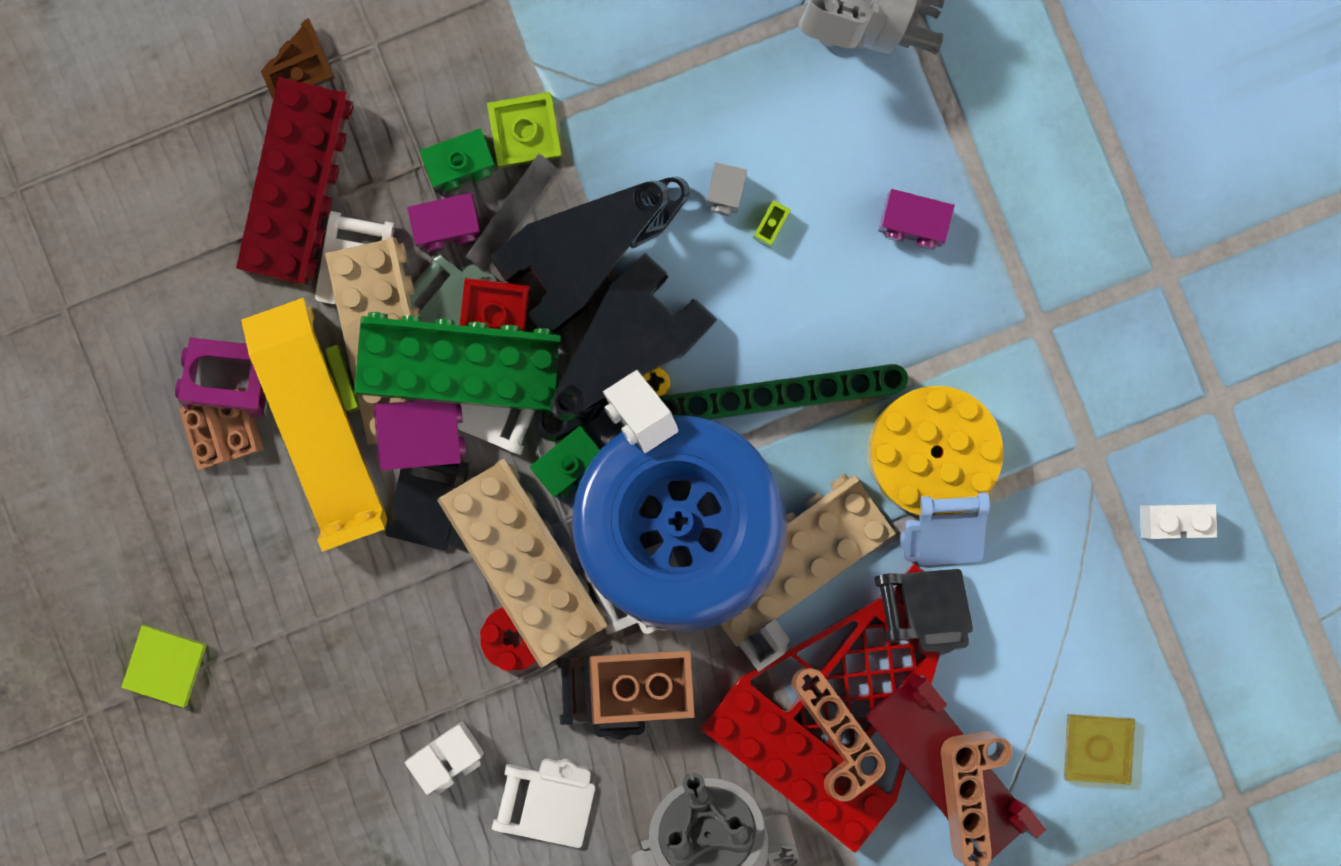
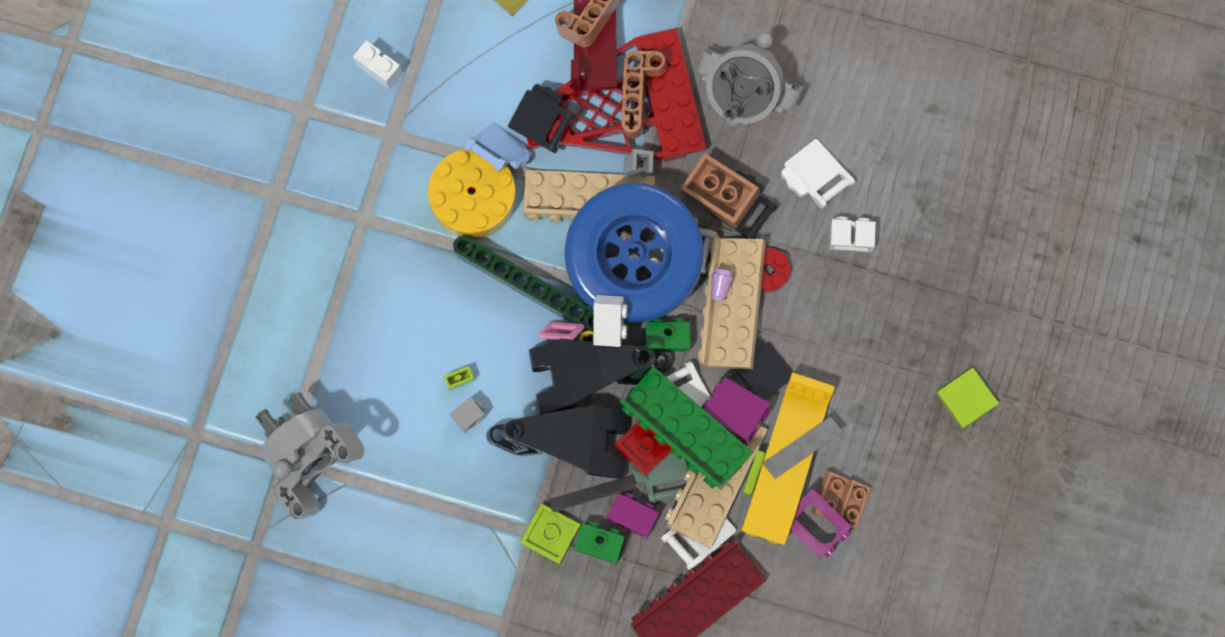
camera: 140 degrees left, 10 degrees down
(305, 450) = (802, 447): none -> flat silver sticker
(551, 571) = (720, 284): none -> lavender cone
(695, 368) = (562, 331): none -> bright pink slope
(916, 219) = (381, 320): magenta brick -> none

